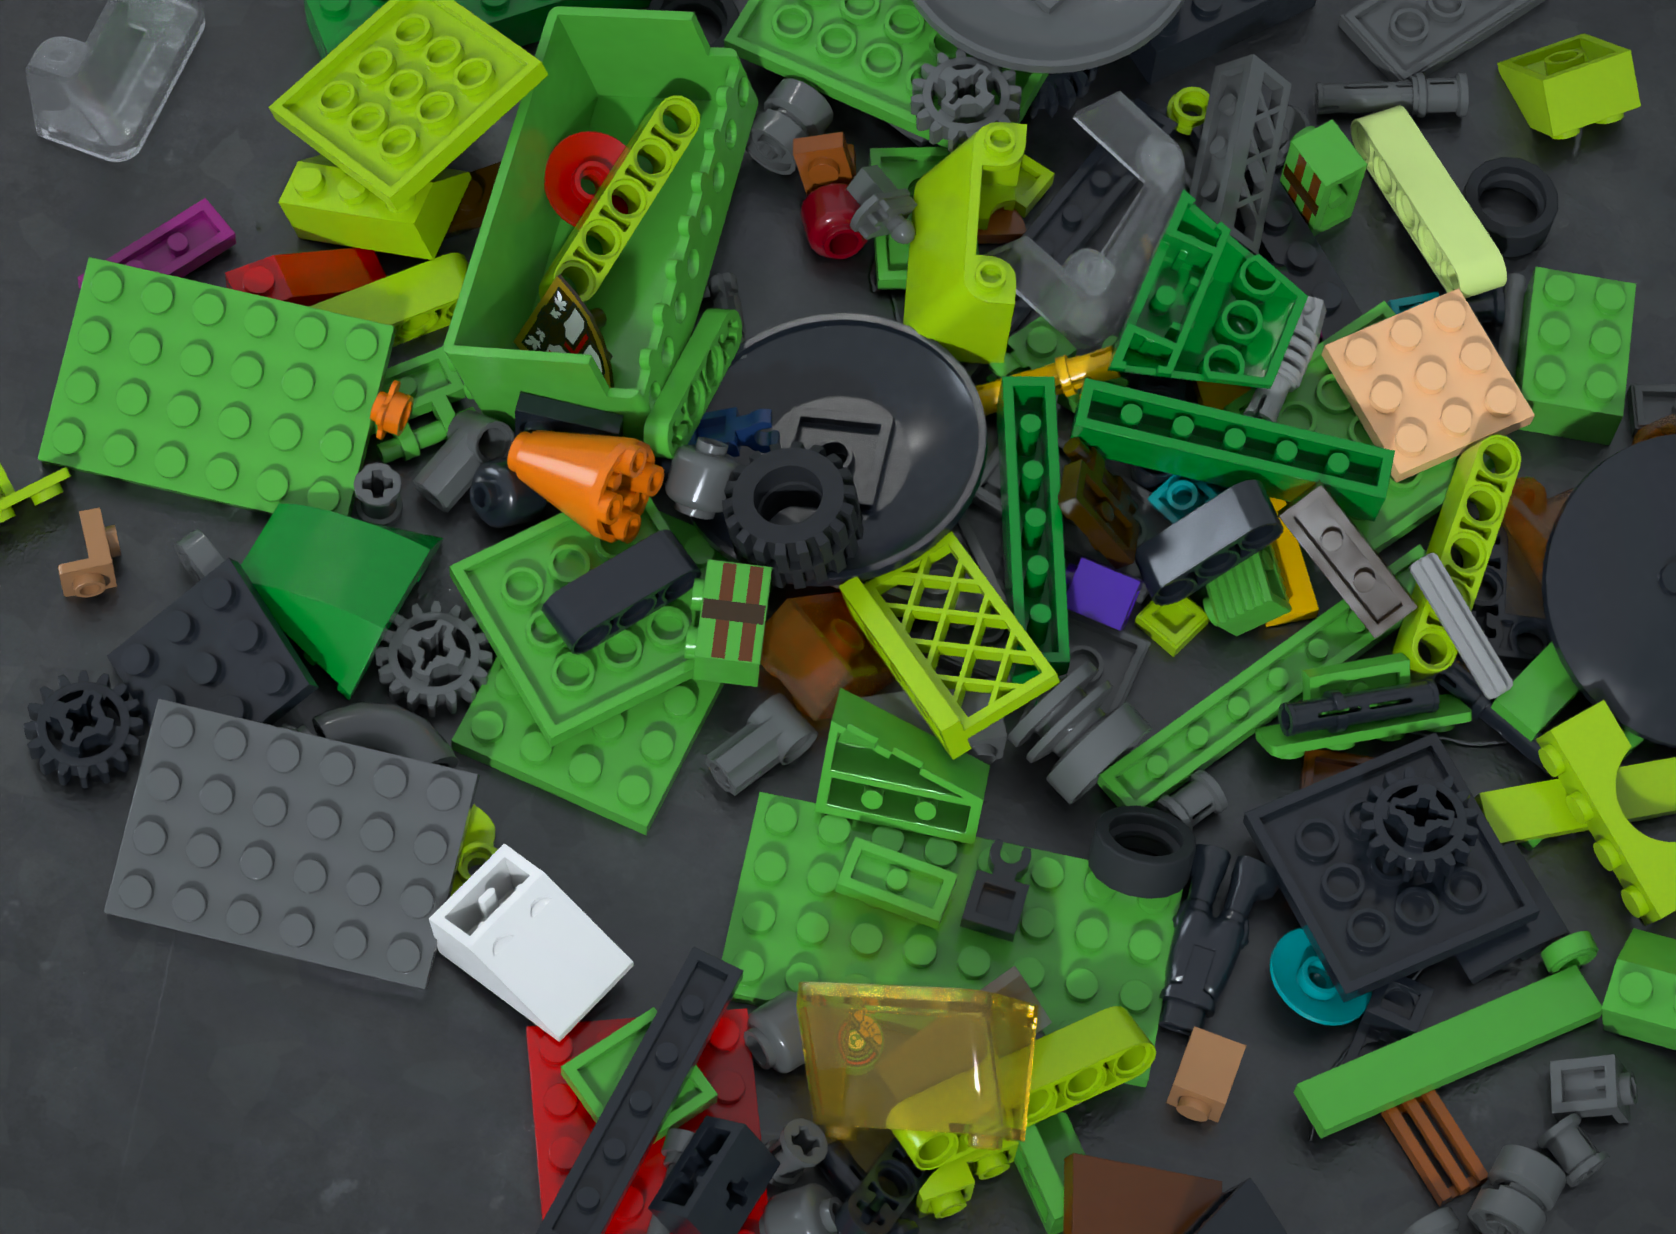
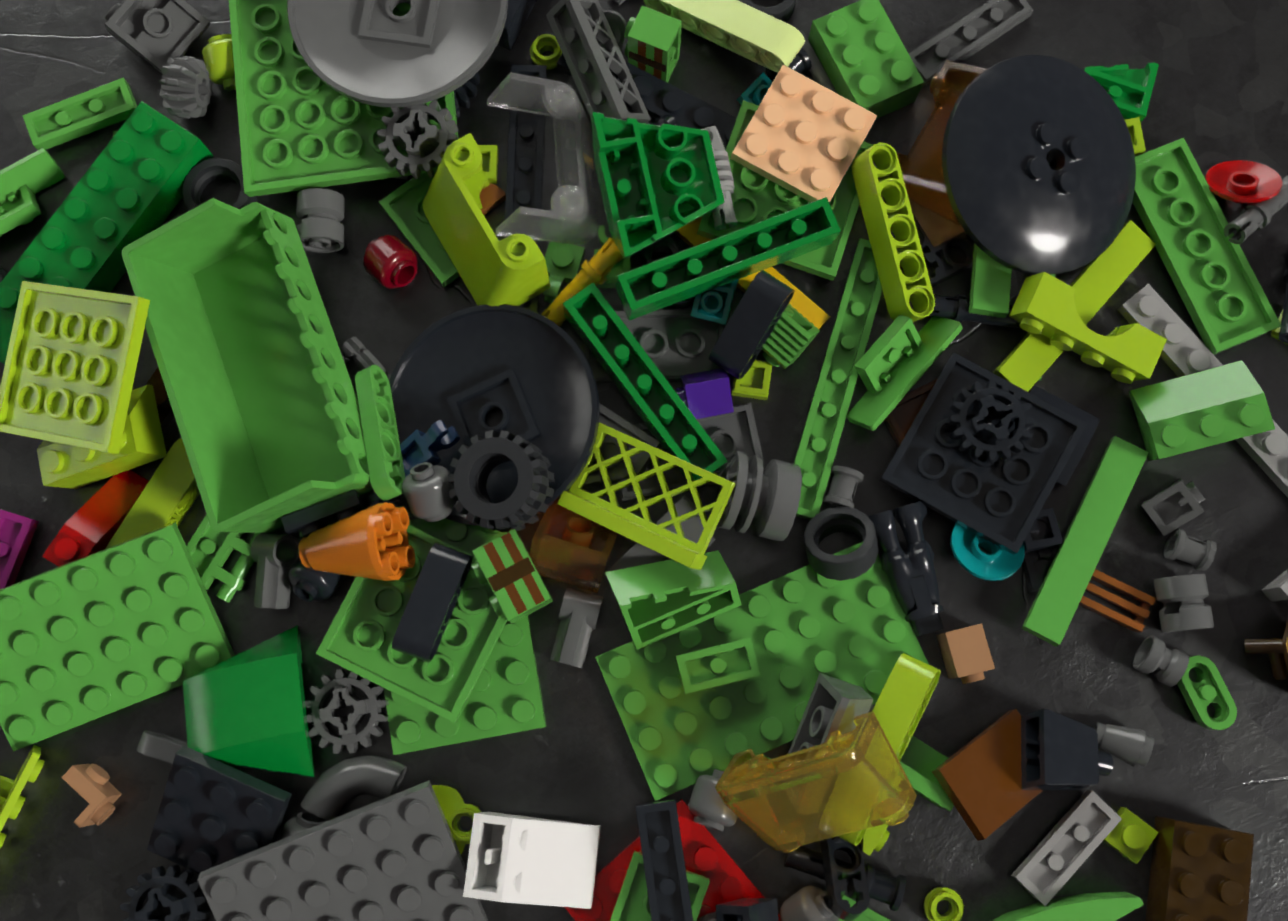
camera: 30 degrees left, 15 degrees up
(374, 480) = (228, 628): dark grey bush -> none
(391, 411) = (209, 575): orange plate -> none
(566, 326) = (285, 457): shield -> none
(575, 158) = (228, 320): red dish -> none
(634, 187) = (258, 326): lime beam -> none
(795, 1141) = (782, 878): dark grey bush -> none
(824, 160) = (359, 229): dark orange bracket -> none
(882, 206) = (414, 237): dark grey piece -> none
(997, 897) = (781, 635): black plate -> none
(1099, 504) = (670, 344): dark brown plate -> none
(1303, 715) = (893, 377): black pin -> none
(1347, 559) = (837, 281): plate -> none
(1461, 626) = (929, 278): light grey axle -> none
(1570, 951) = (1108, 431): bright green tile -> none

